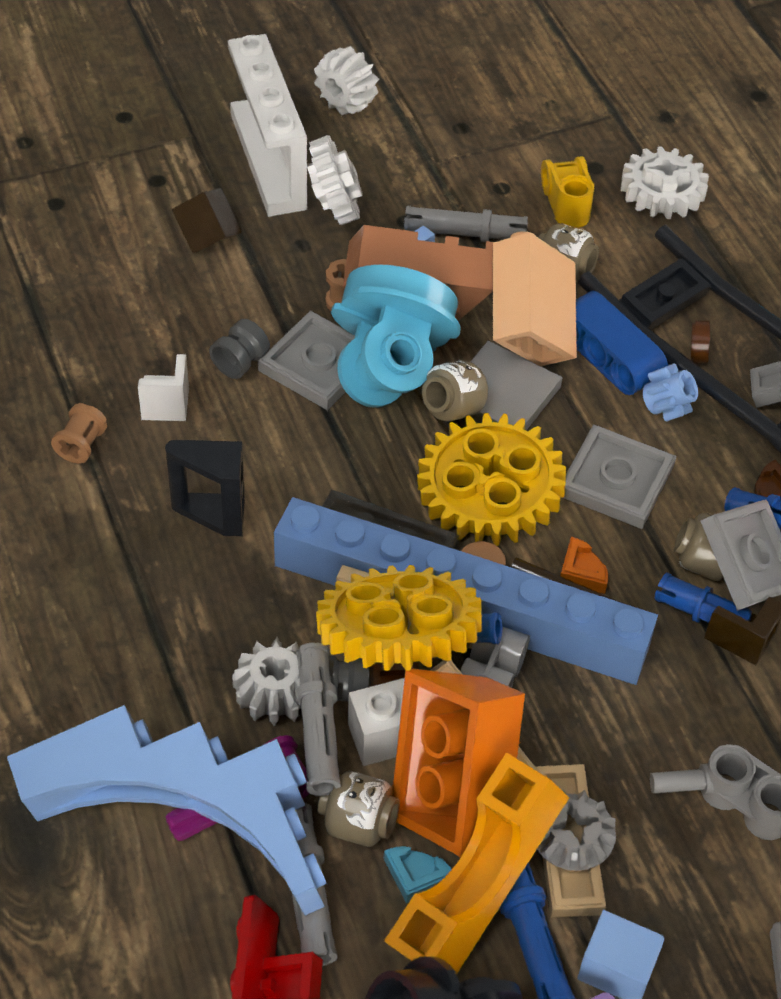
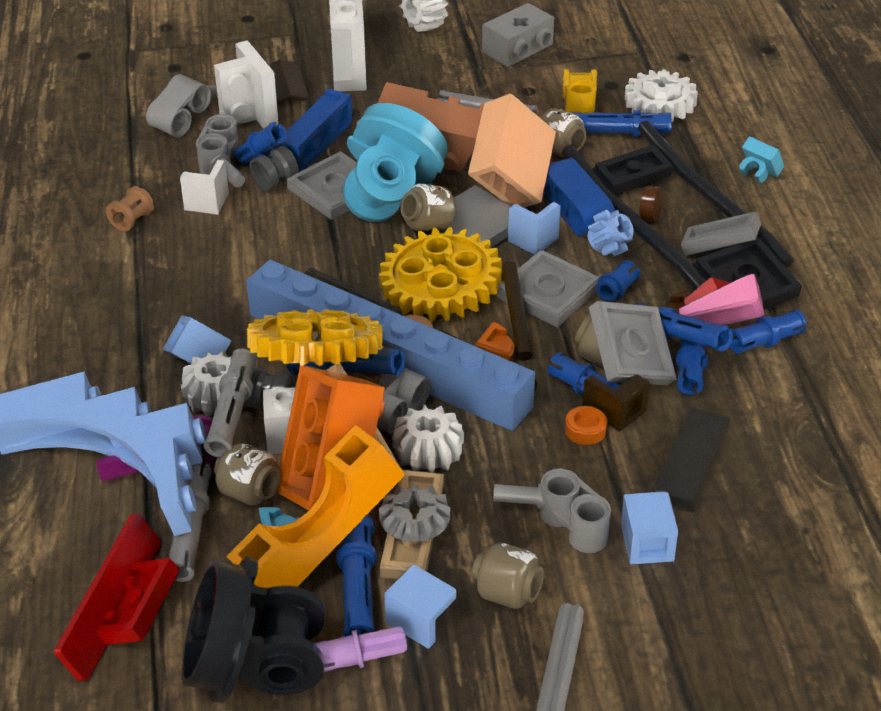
camera: 15 degrees right, 10 degrees down
(92, 253) = (172, 107): none -> light grey beam
(158, 329) = (219, 142): none -> light grey beam
(176, 238) = (247, 87): none -> white bracket
(217, 318) = (261, 143): none -> blue axle
(219, 462) = (224, 230): black tile -> none
(230, 625) = (194, 340): none -> light blue panel
(272, 279) = (319, 127): none -> blue container
(334, 180) = (385, 59): white gear -> none
(469, 110) = (517, 34): none -> light grey brick
(556, 720) = (428, 439): none -> white gear
(575, 398) = (532, 230): none -> light blue panel
(595, 518) = (517, 311): none -> dark brown bar
(634, 226) = (624, 122): none -> blue pin
(693, 464) = (613, 285): none -> blue pin
(707, 898) = (508, 575): none -> dark tan head
(719, 665) = (585, 425): none -> orange tile

